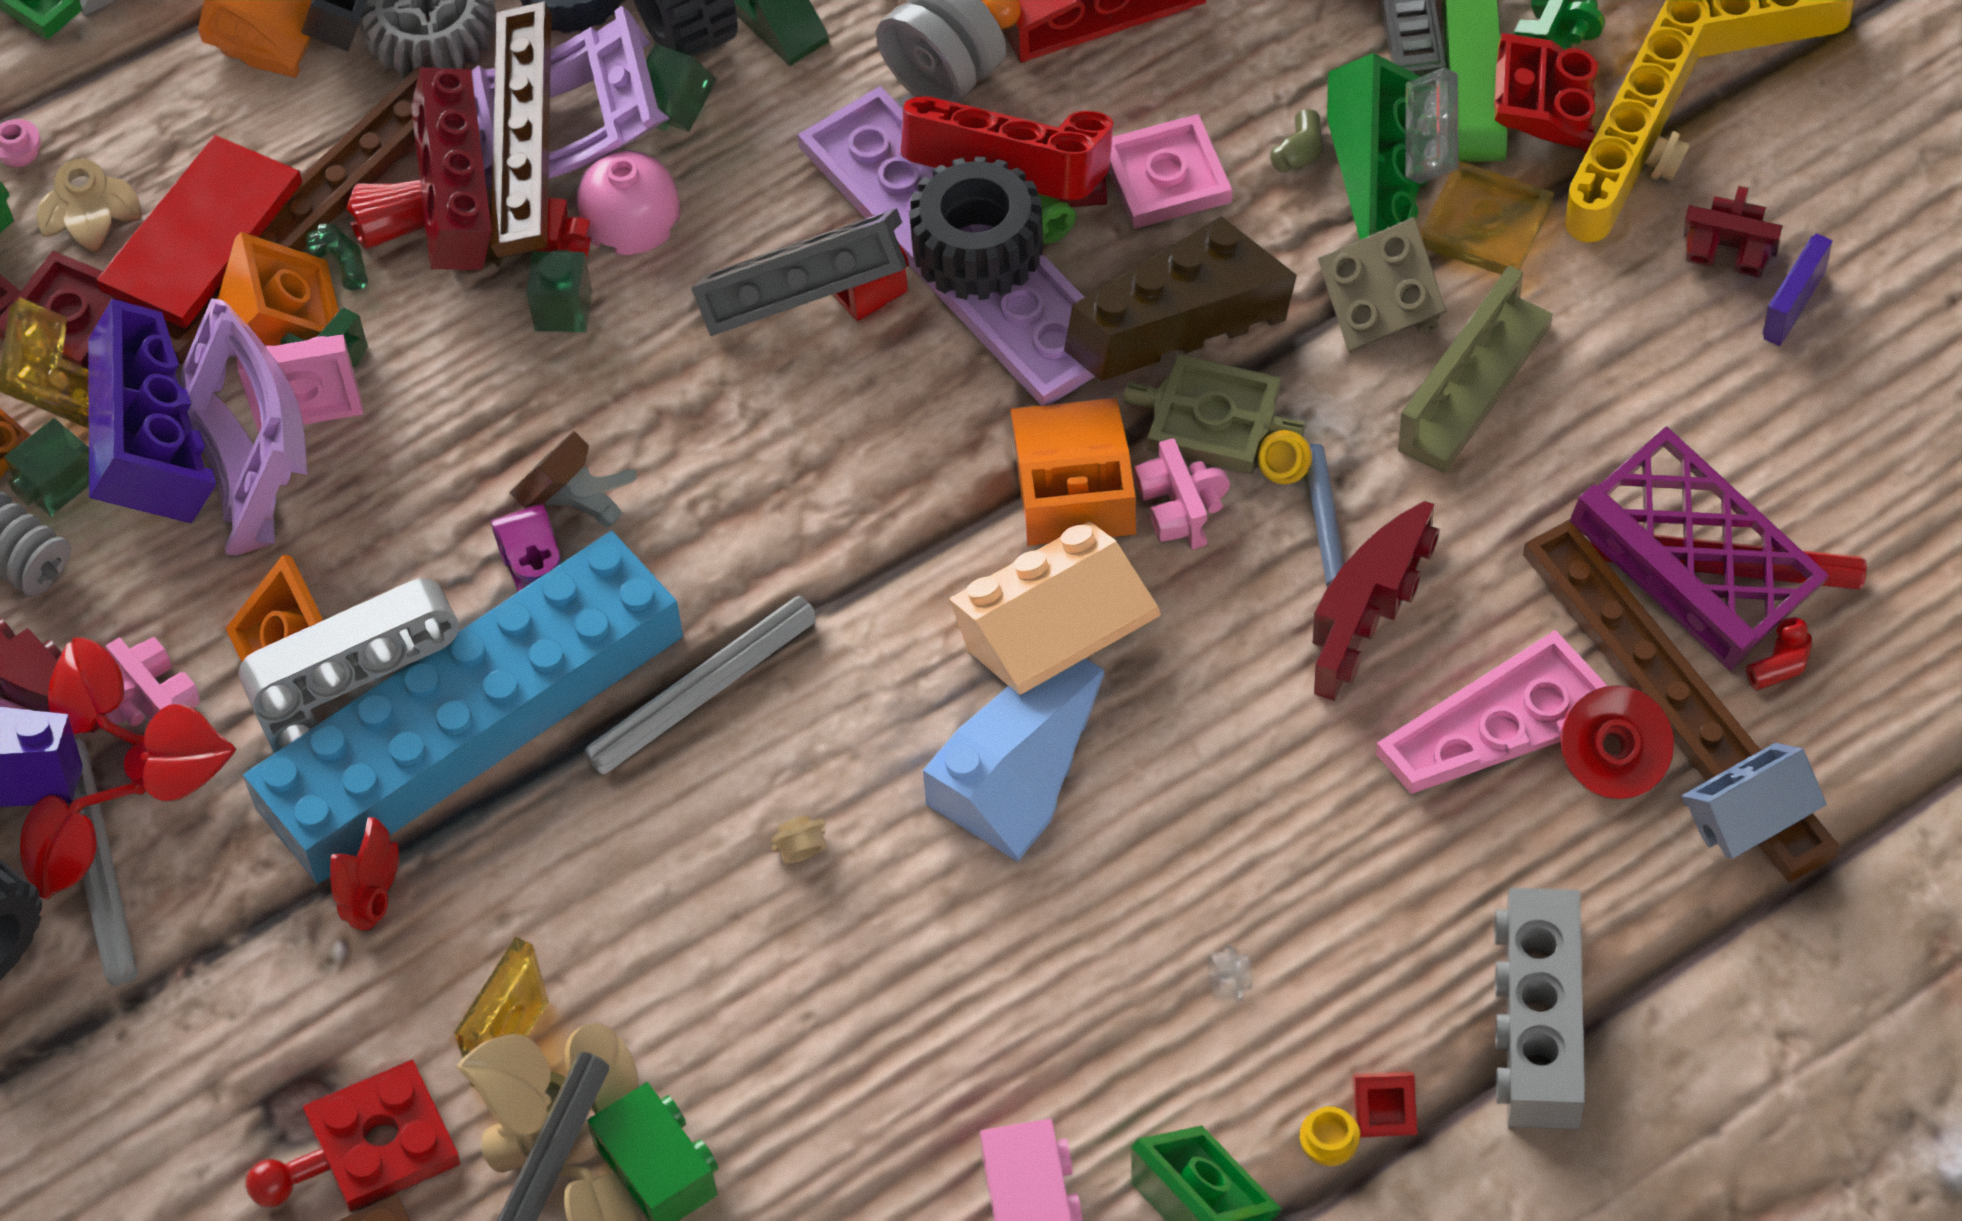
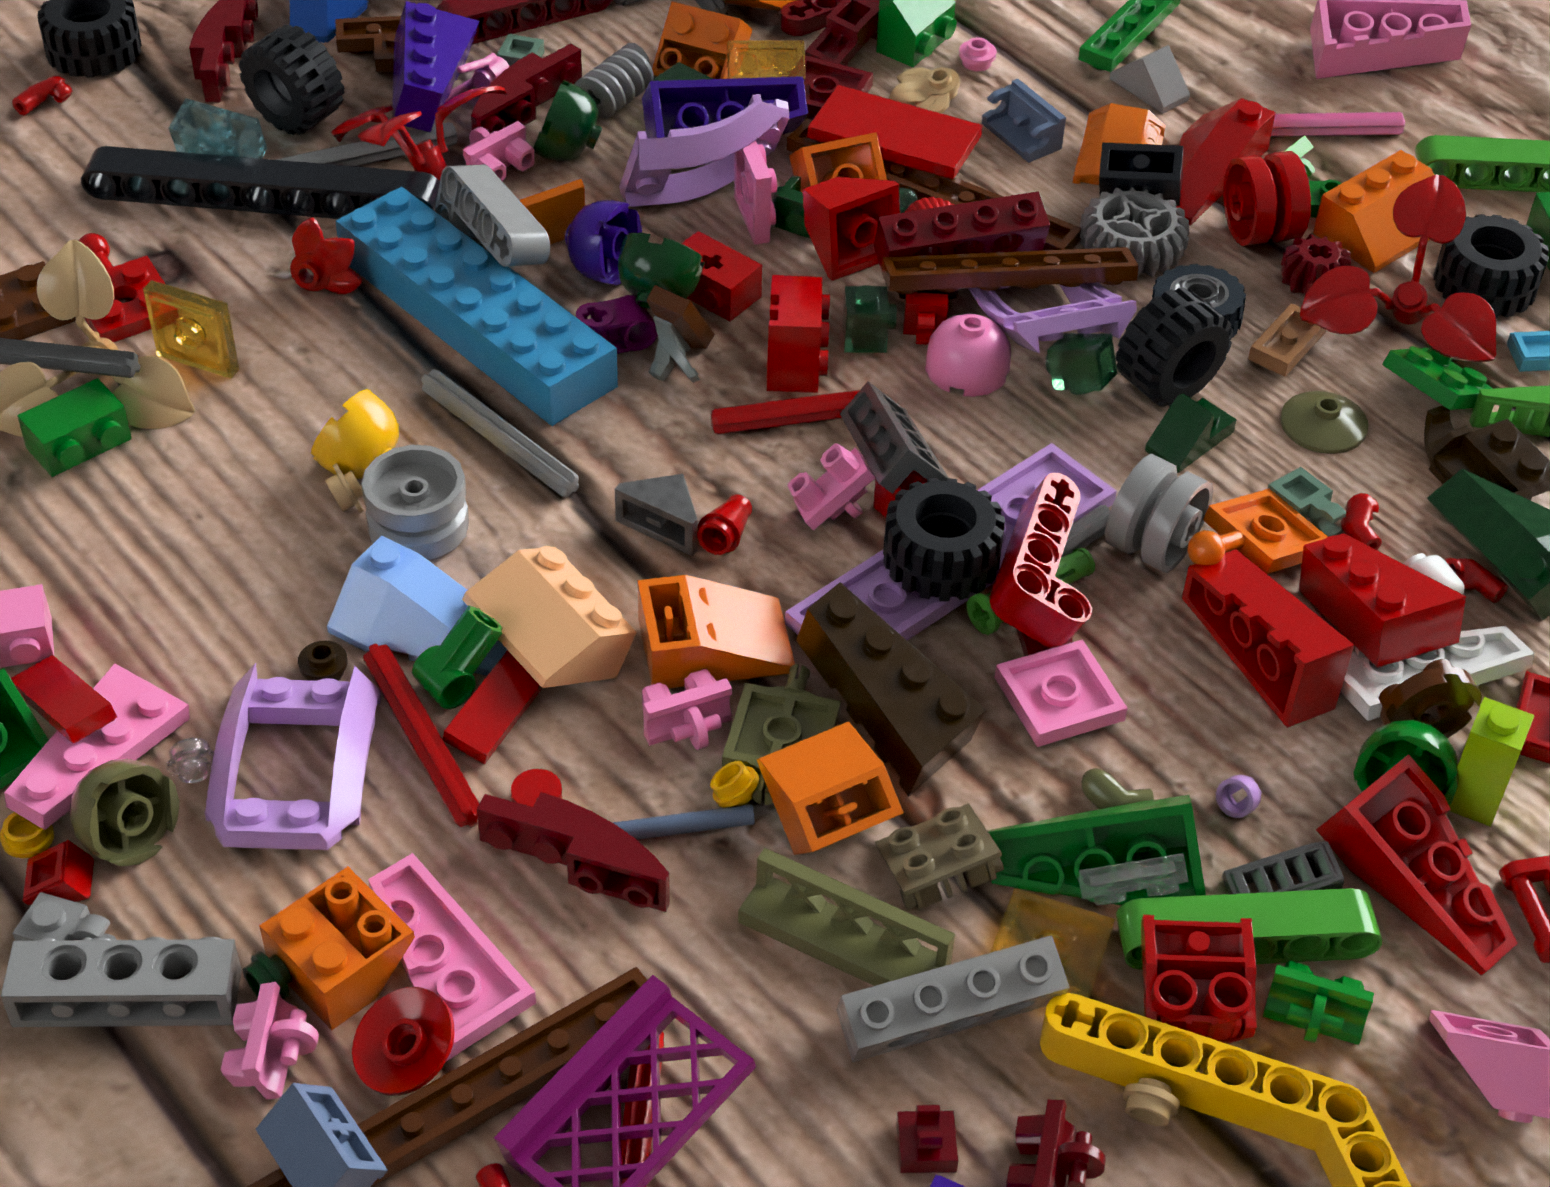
camera: 80 degrees right, 10 degrees down
(61, 1025) = (216, 131): none -> clear light blue brick
(105, 597) = (568, 125): none -> dark green cylinder
(155, 995) = (245, 182): none -> black beam
(183, 103) = (1025, 121): none -> sand blue hinge
(375, 552) = (597, 237): none -> dark purple cylinder
(388, 286) = (844, 220): none -> red slope
(447, 445) = (728, 278): none -> red brick
(487, 476) = (664, 265): none -> dark green cylinder
(573, 359) = (797, 334): none -> red wedge
(699, 383) = (780, 412): none -> red axle
(721, 820) = (357, 436): none -> yellow cylinder
(848, 750) = (417, 499): none -> light grey wheel
(860, 336) = (835, 489): none -> bright pink hips
(873, 505) = (659, 510): none -> flat silver slope
(894, 451) = (723, 527): none -> red cone
(1079, 867) = (323, 661): none -> dark brown plate
(1111, 712) = (449, 667): none -> green piece
(1143, 873) = (296, 702): none -> lavender wedge
(1145, 1104) = (64, 699): none -> red tile
(1159, 680) = (492, 709): none -> red tile
(1192, 750) = (422, 735): none -> red axle
(1203, 1069) = (143, 720): none -> bright pink wing
(1281, 641) = (530, 783): none -> red tile
(1308, 45) = (1232, 785): none -> lavender hinge
(1314, 1028) = (123, 811): none -> olive cylinder
(1319, 359) = (828, 788): none -> orange slope
(1458, 1090) = (60, 920): none -> light grey plate
(1504, 803) = (338, 945): none -> orange slope
(1536, 869) = (267, 970): none -> dark green plate
(1573, 283) = (951, 998): none -> light grey brick
(1641, 870) = (274, 1039): none -> bright pink hips
(1705, 331) = (927, 1140): none -> dark red tile

